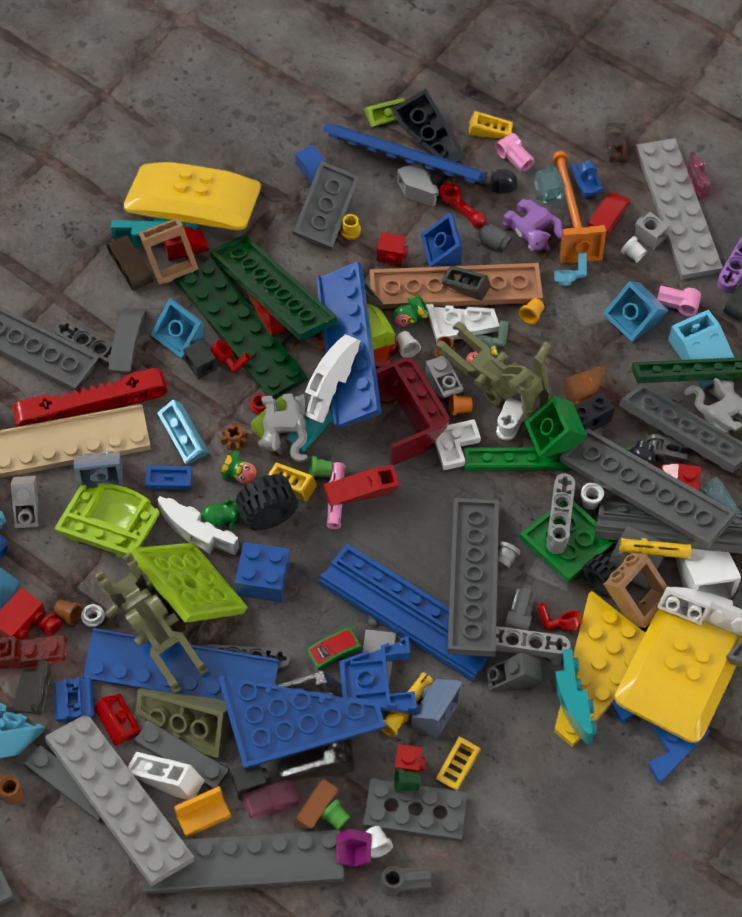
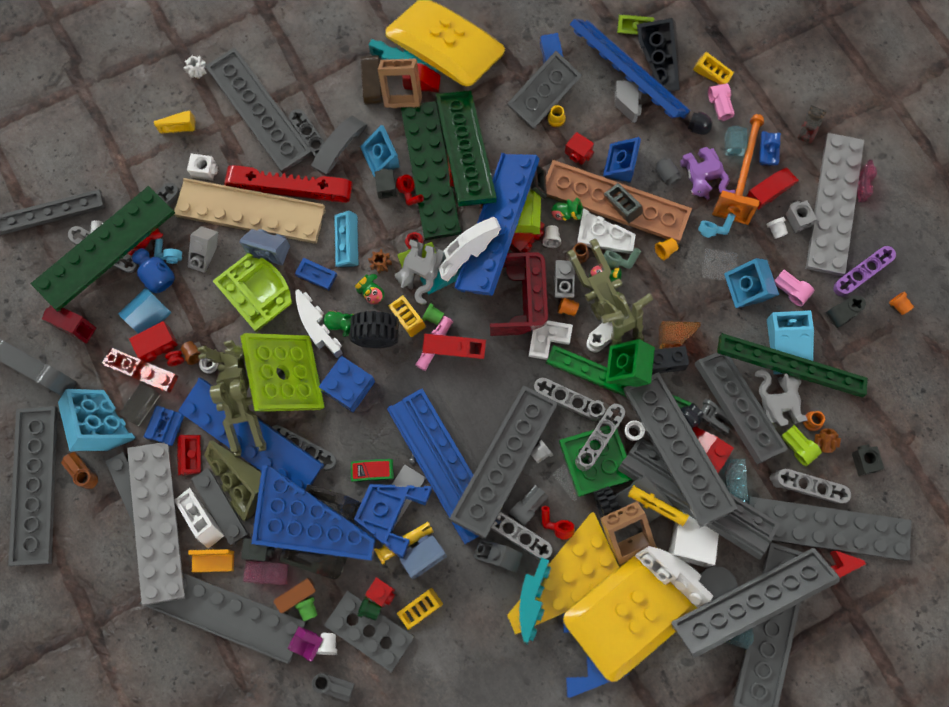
camera: 30 degrees right, 15 degrees up
(476, 218) = (662, 148): red piece -> none
(507, 489) = (570, 396): none -> light grey beam

